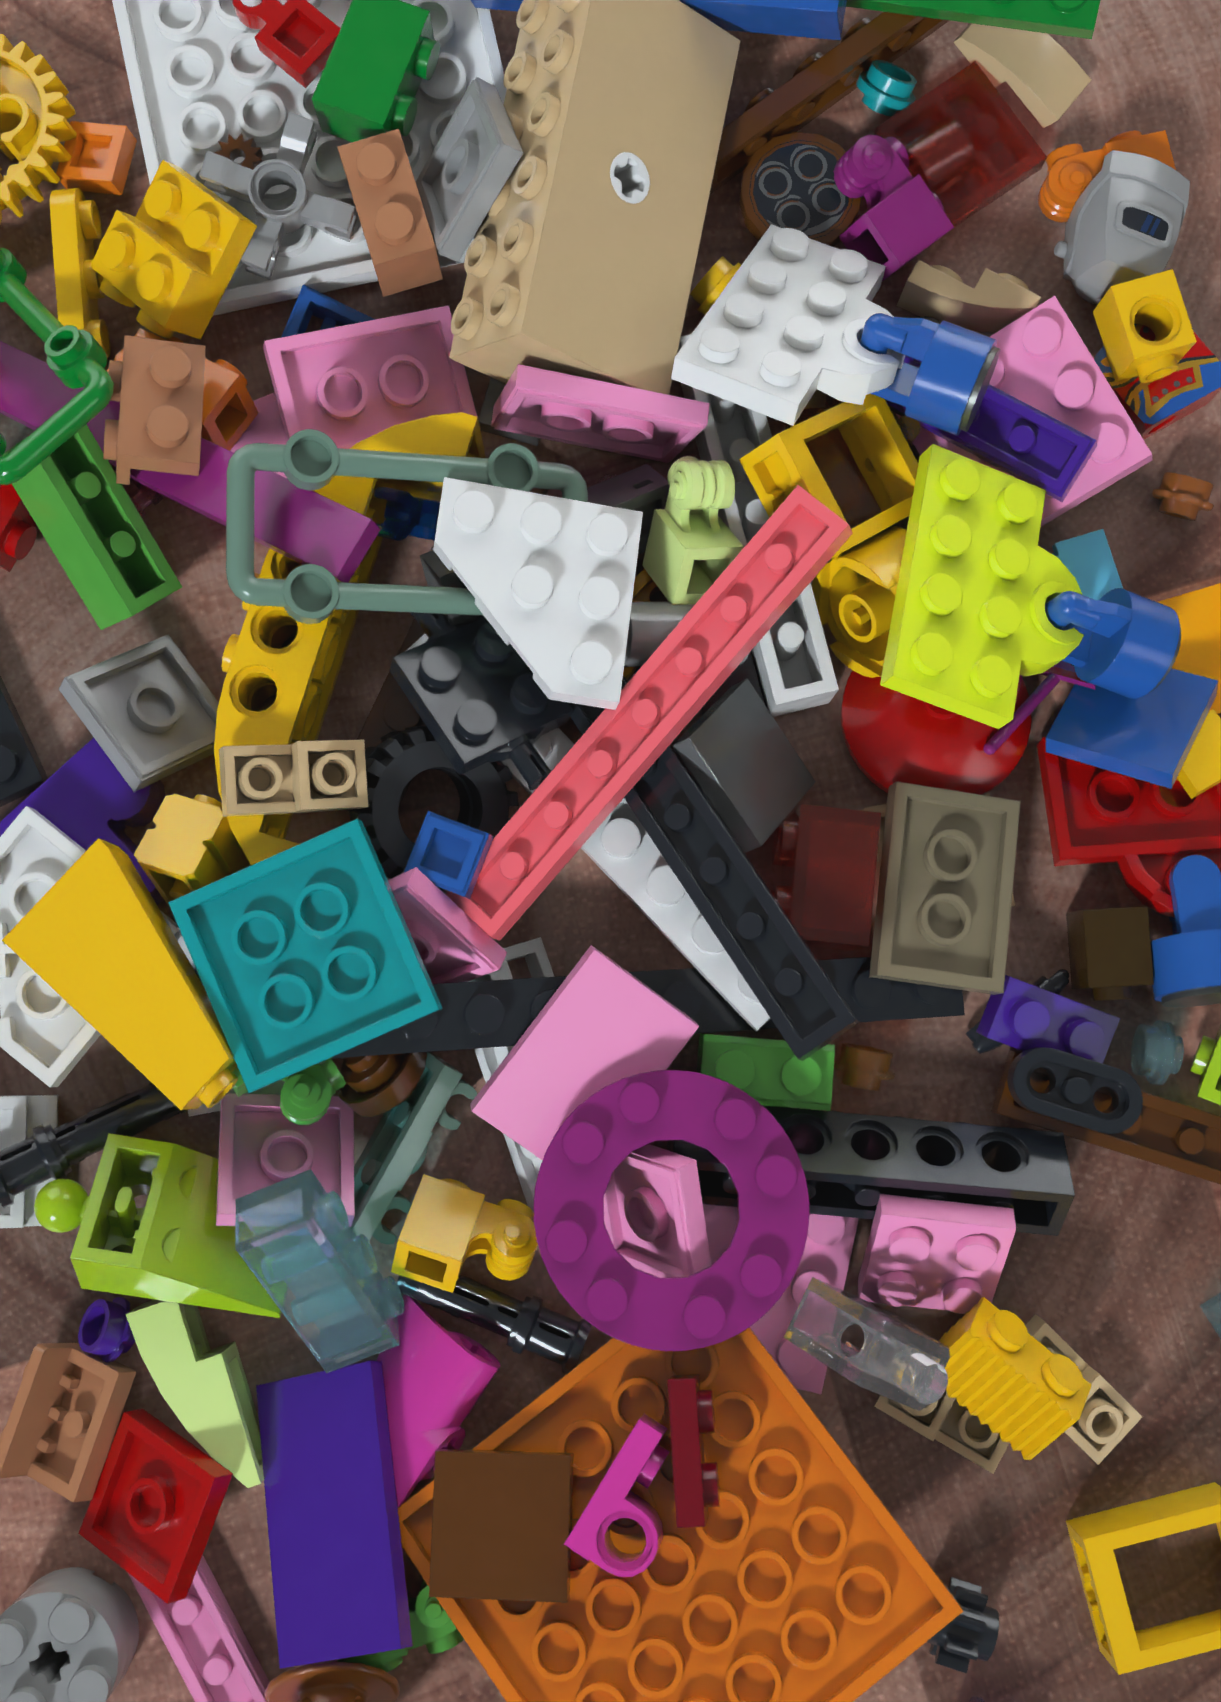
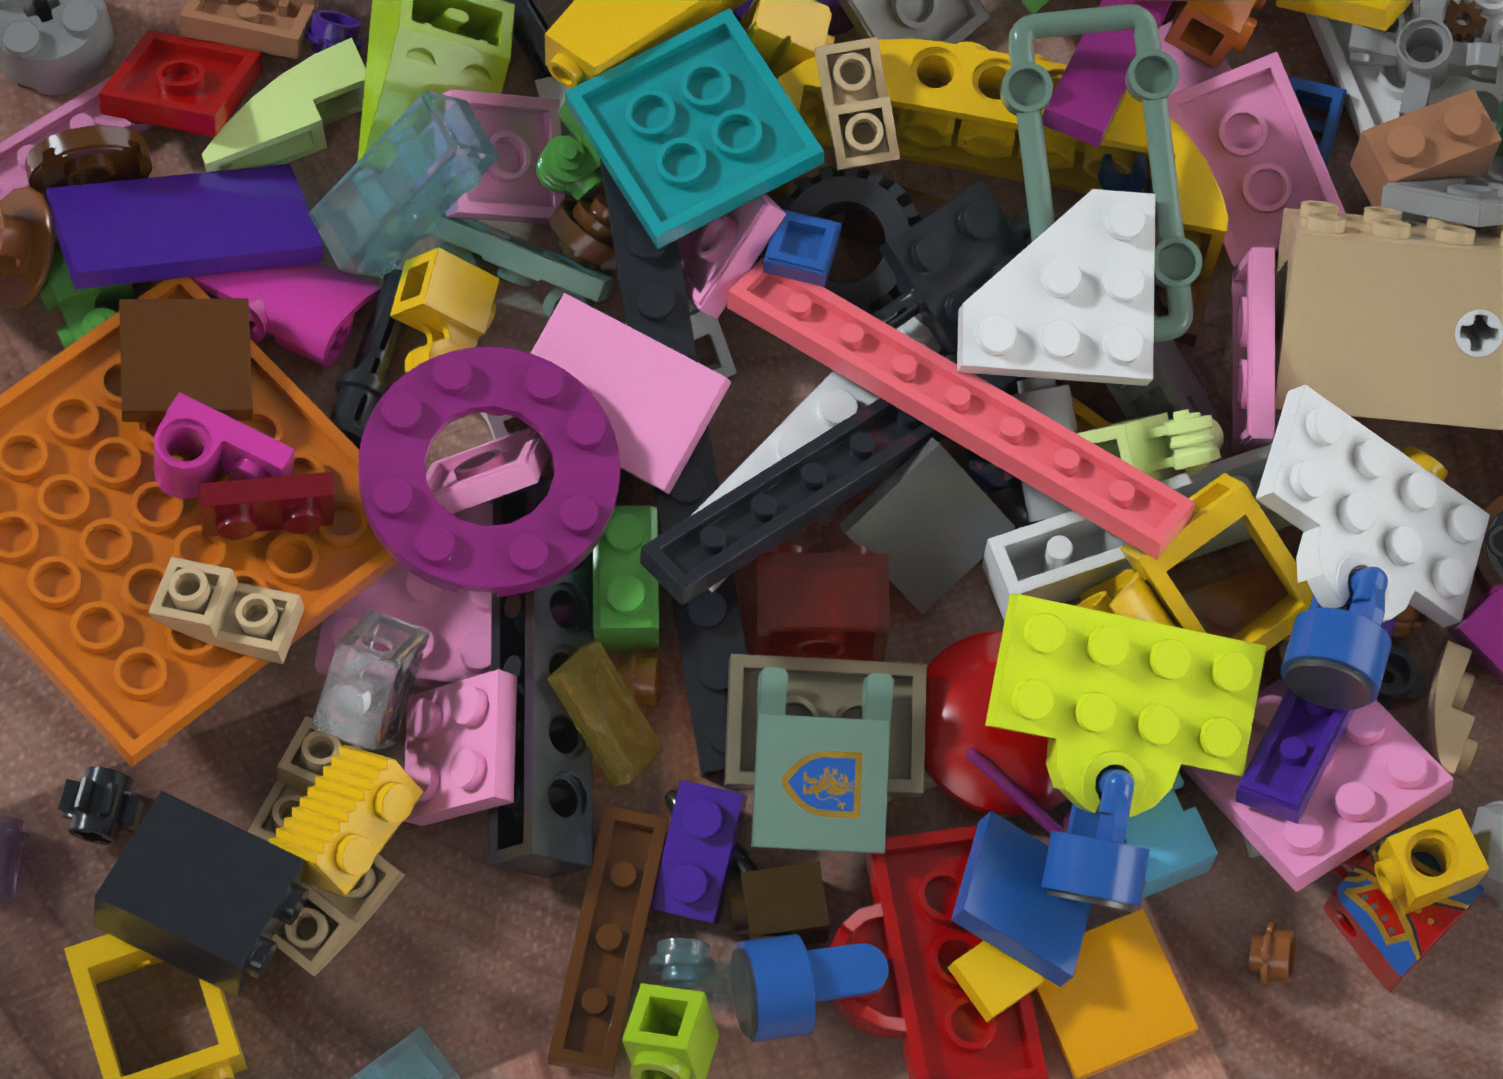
camera: 85 degrees right, 15 degrees down
(246, 1614) = (88, 157): none -> reddish brown tile
(804, 1500) = (217, 609): none -> tan slope
(910, 1106) = (605, 713): none -> clear yellow tile
(1007, 897) = (821, 777): none -> sand green flag
(1072, 1090) = (635, 867): black plate -> none
(1092, 1538) = (201, 894): none -> black brick

